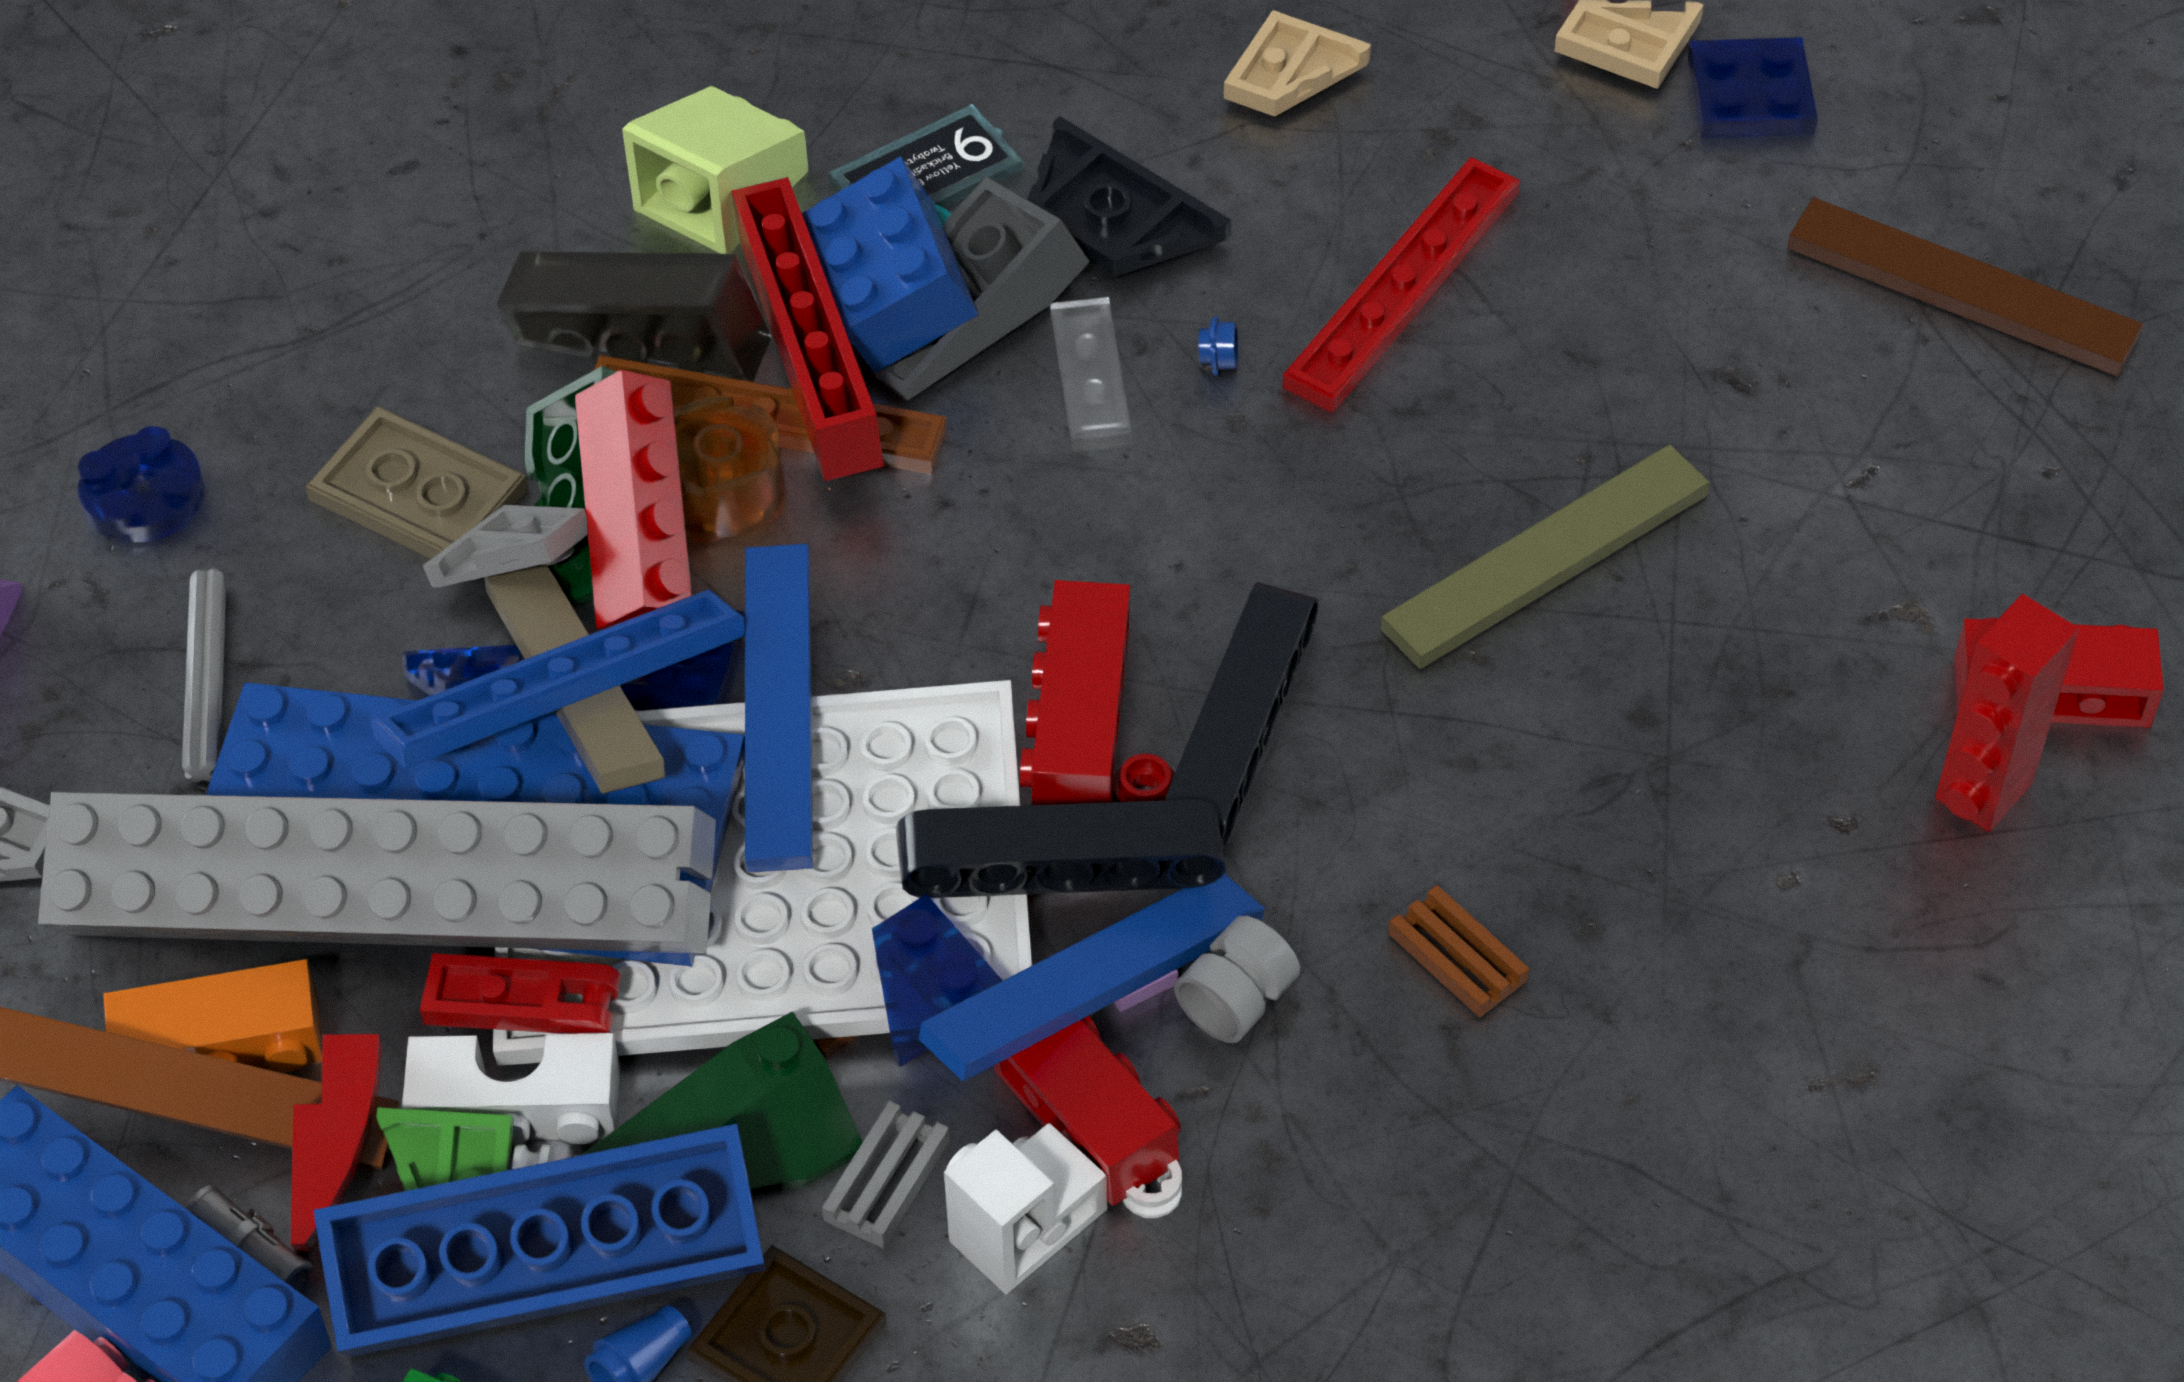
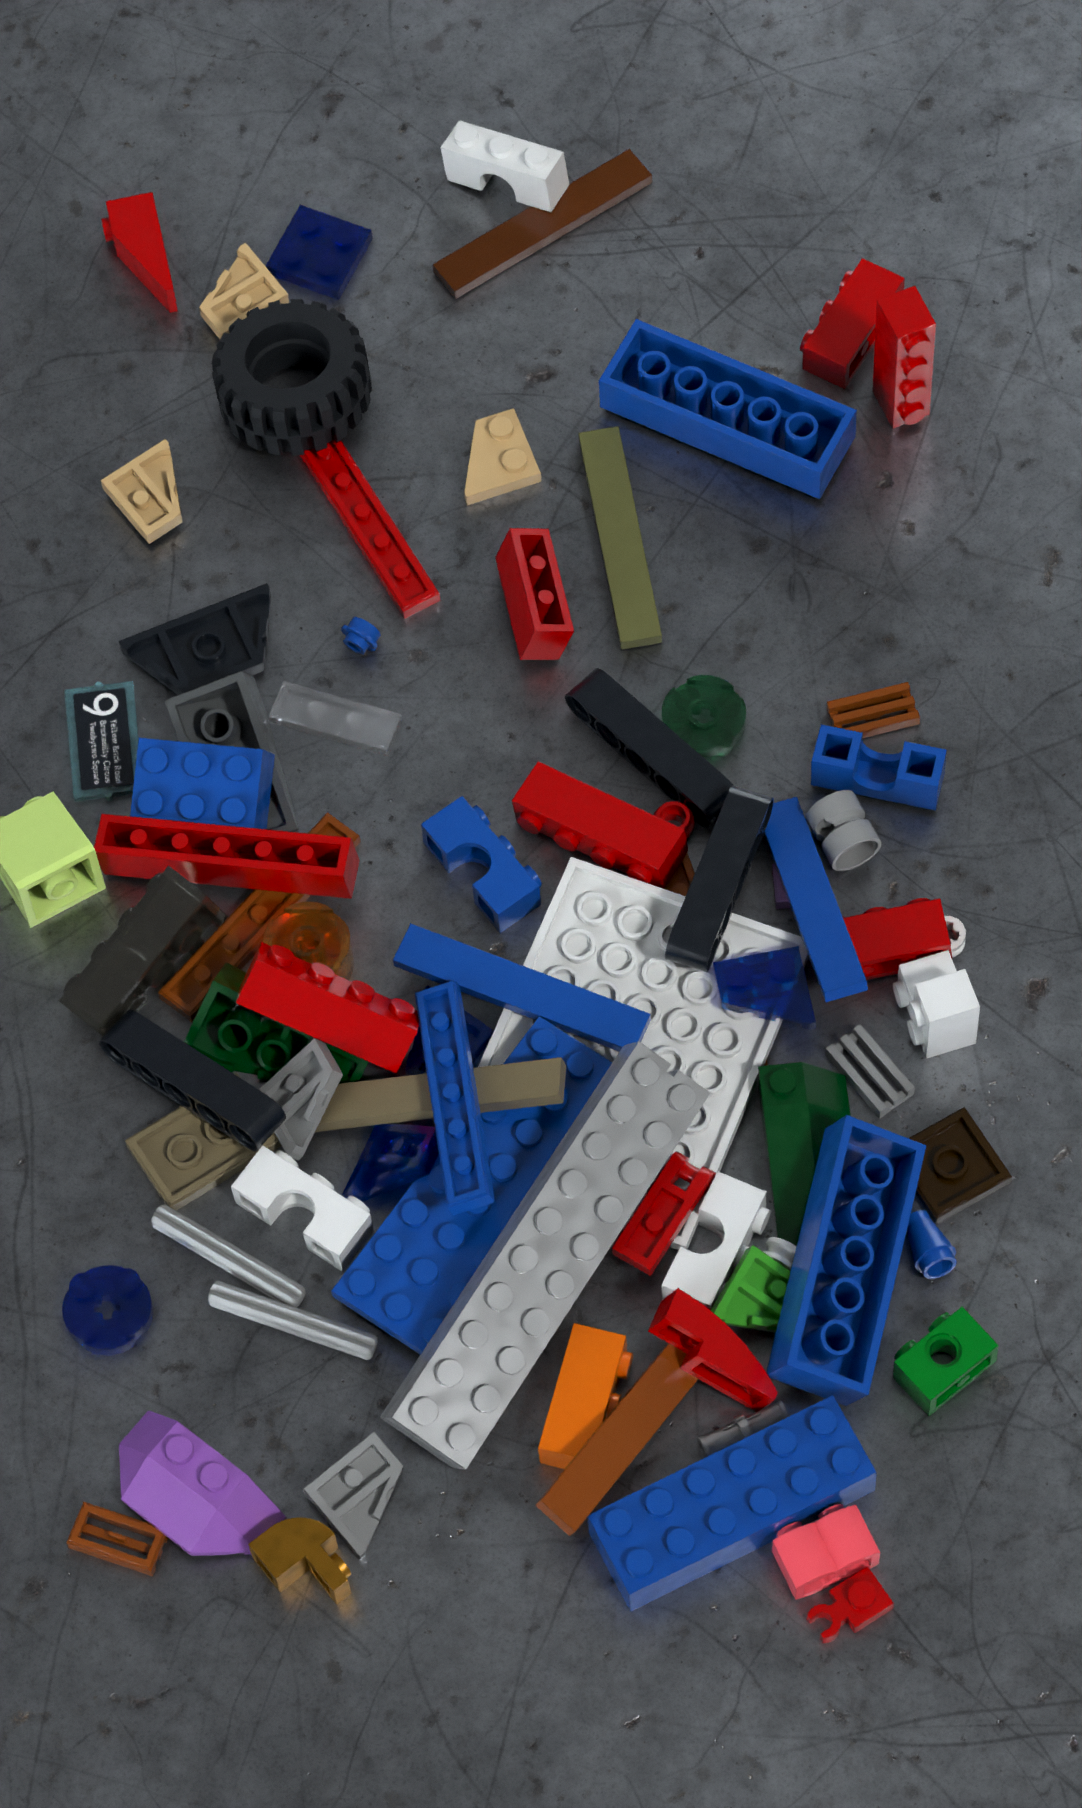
camera: 60 degrees left, 10 degrees up
(264, 575) = (227, 1256): none -> light grey axle
(379, 572) = (276, 1184): none -> white arch
(478, 427) = (192, 1080): none -> black beam
(940, 637) = (463, 836): none -> blue arch
(1319, 784) = (725, 706): none -> clear green plate
(1362, 1003) = (906, 777): none -> blue arch
(1383, 485) = (534, 594): none -> red brick
(1522, 161) = (282, 339): none -> black tyre
(1578, 383) = (499, 458): none -> tan wing
(1812, 583) = (727, 408): none -> blue brick
(2005, 180) = (532, 170): none -> white arch

